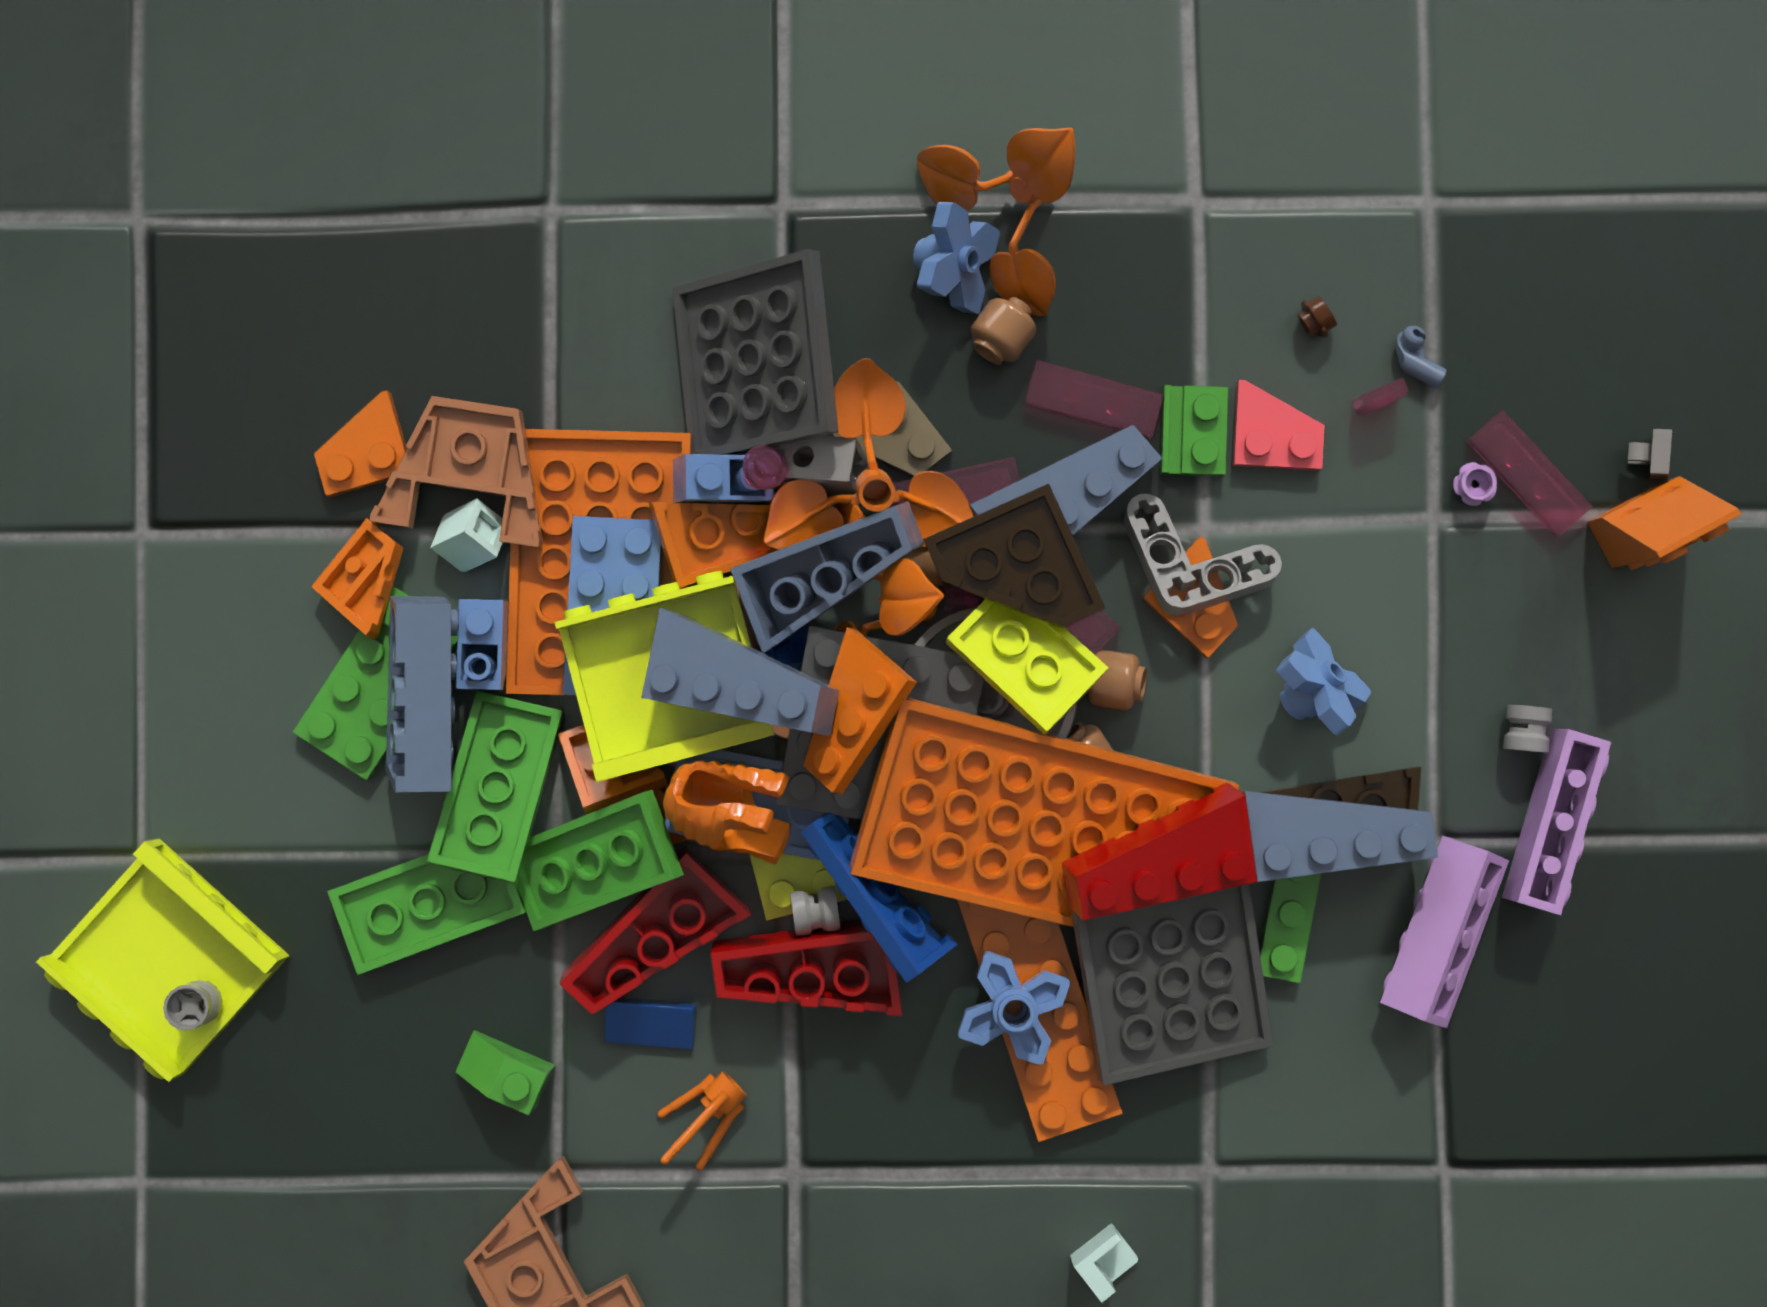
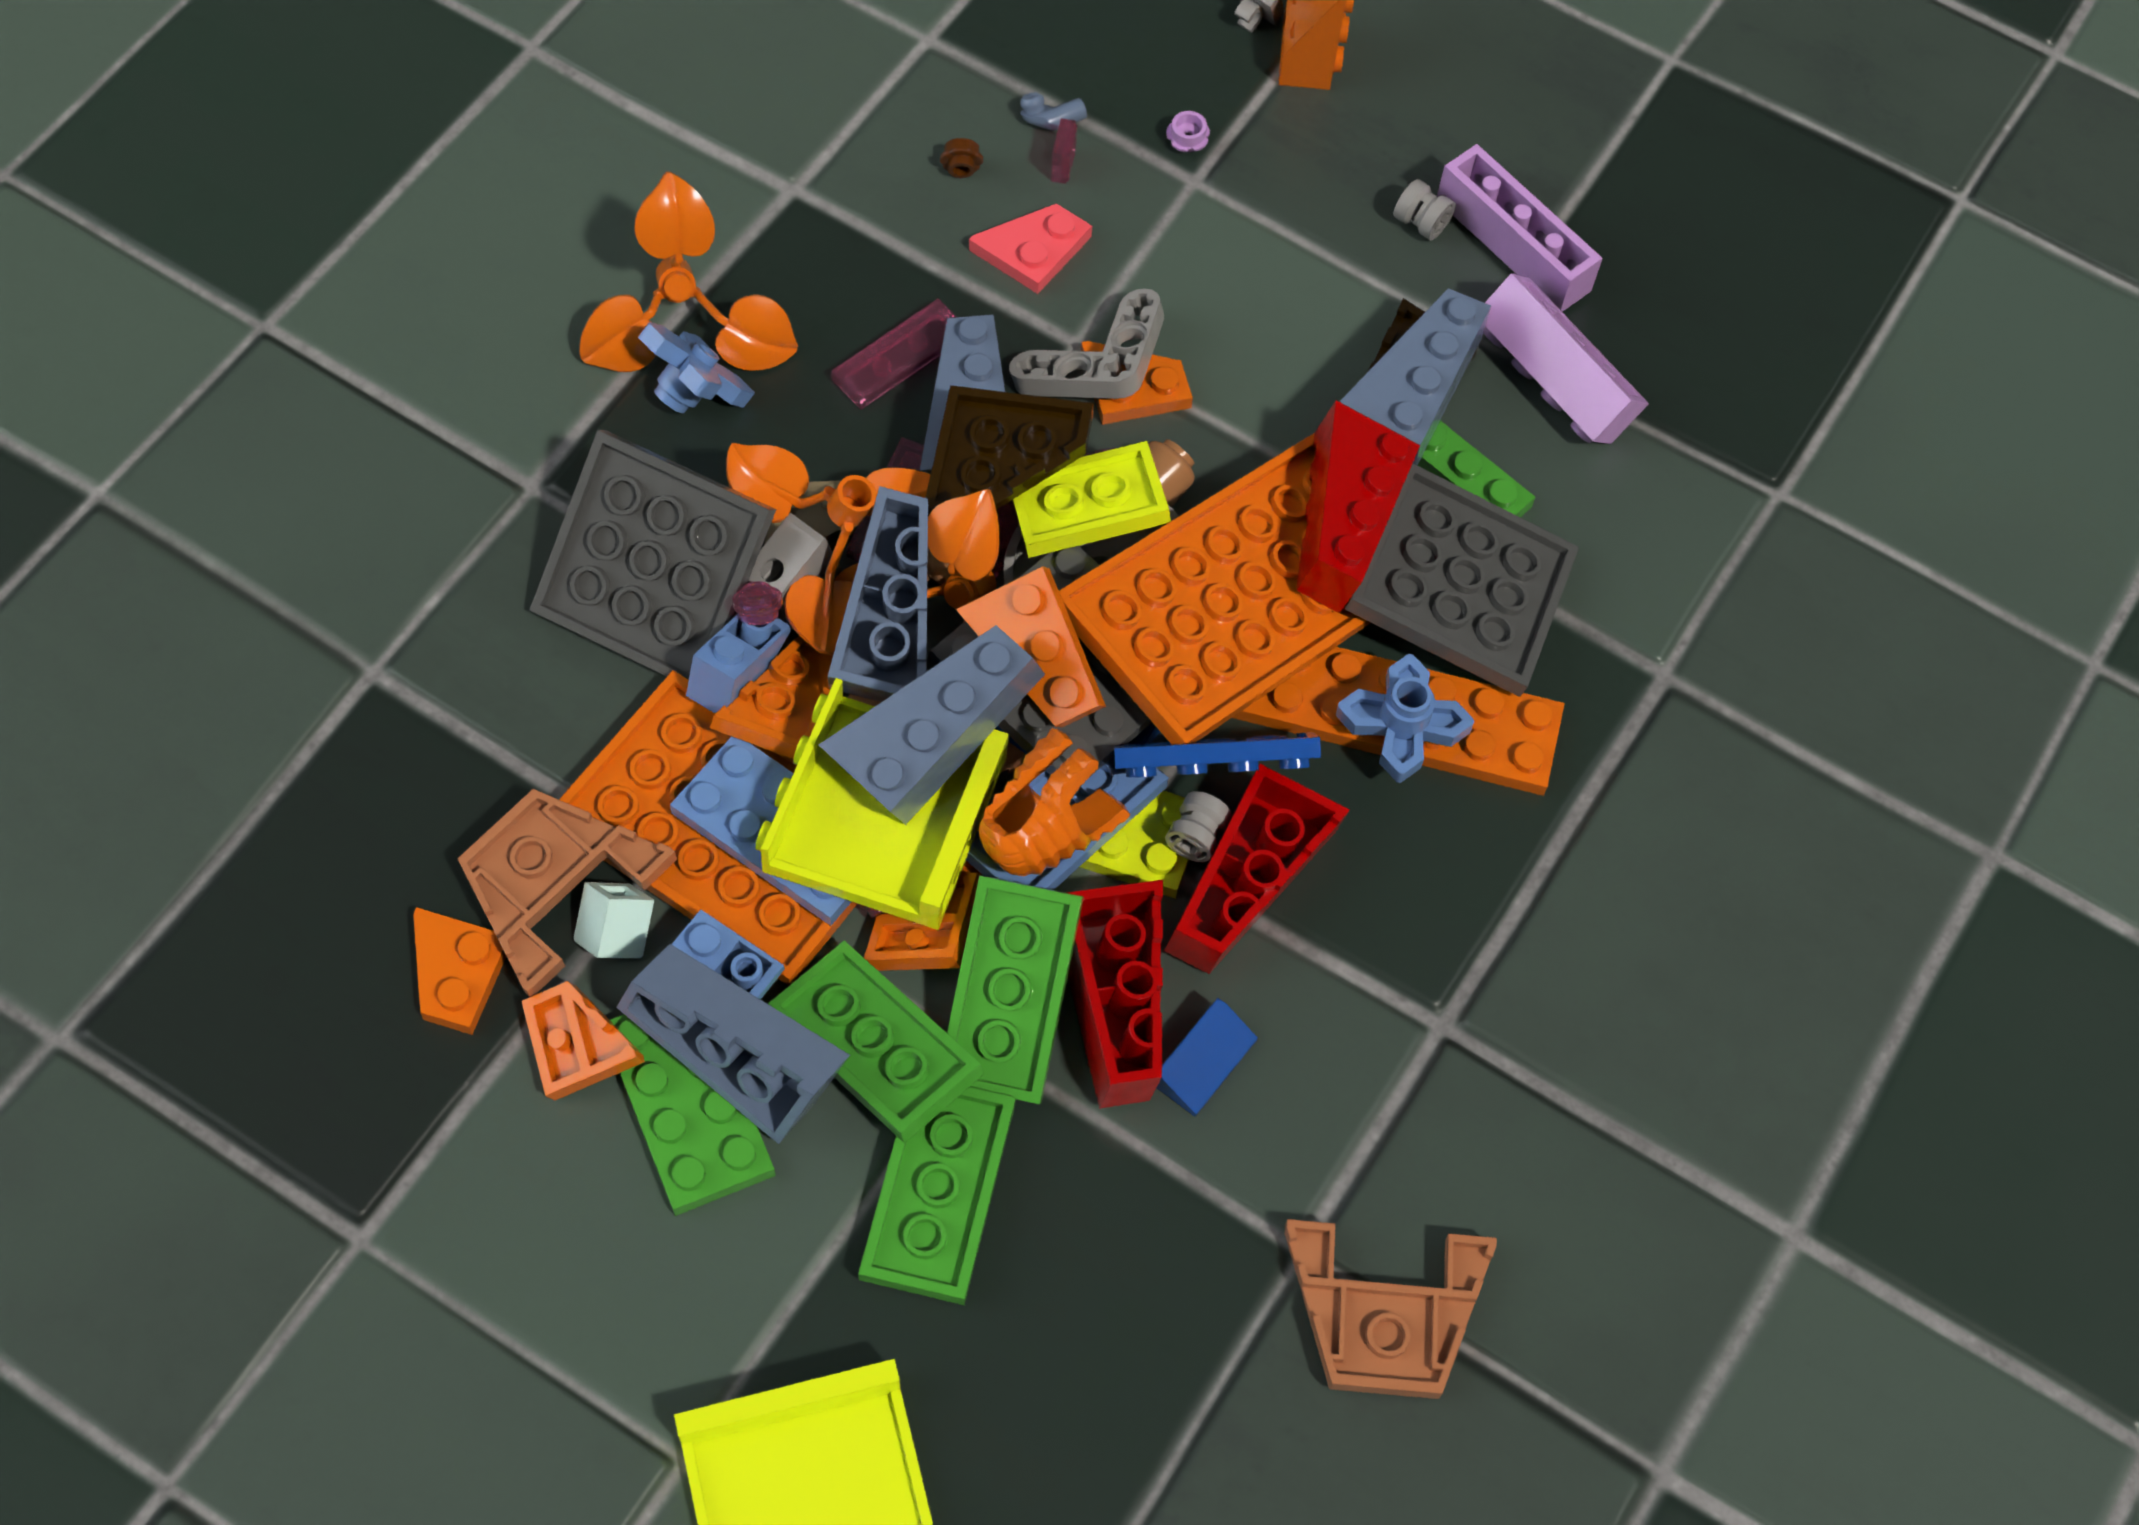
camera: 60 degrees left, 25 degrees down
(184, 1010) = (876, 1468): light grey wheel -> none
(504, 1072) = (1162, 1220): bright green slope -> none
(721, 1098) = (1327, 1039): orange plant -> none
(1003, 330) = (785, 376): medium nougat head -> none
(1103, 1261) = (1696, 802): light aqua panel -> none
(1194, 430) = (981, 288): bright green plate -> none
(1320, 684) = (1278, 326): medium blue plant -> none
(1529, 473) = (1208, 94): clear pink tile -> none

